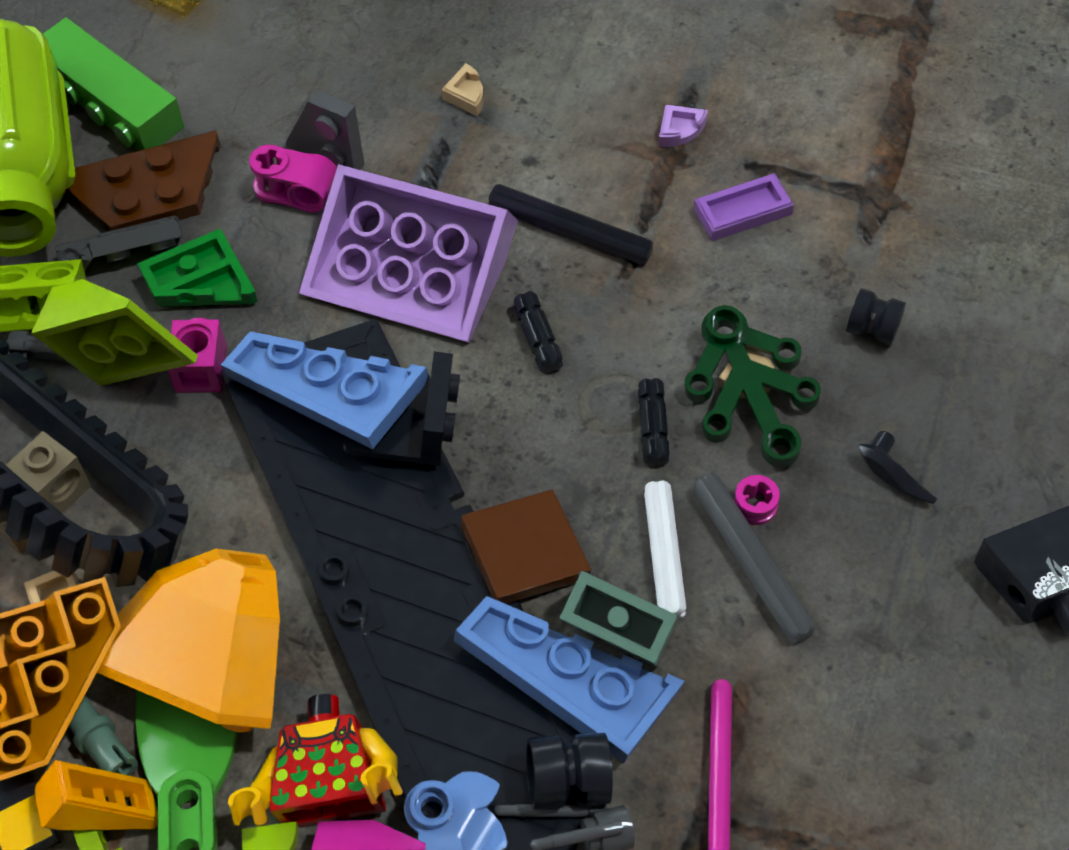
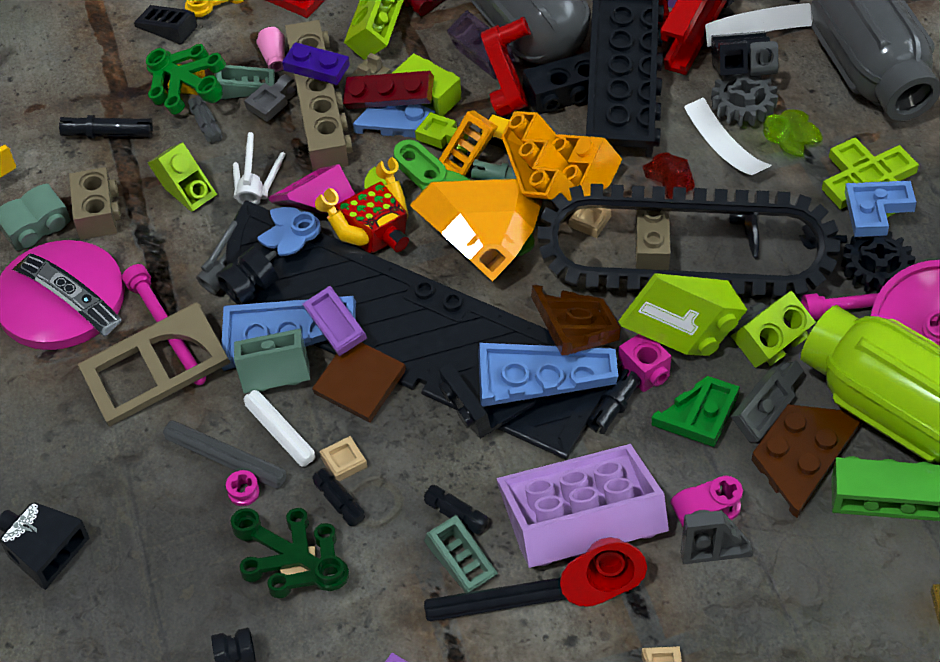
camera: 145 degrees right, 5 degrees down
(223, 437) = (576, 320): none -> reddish brown wing
(299, 328) = (613, 401): none -> black pin
(444, 175) = (603, 572): none -> red piece
(505, 611) = (334, 320): none -> medium lavender tile
(571, 289) = (456, 528): none -> sand green slope
(615, 466) = (343, 458): none -> tan tile
(698, 764) = (185, 324): none -> dark tan window
(890, 471) = (177, 555): black bar -> none

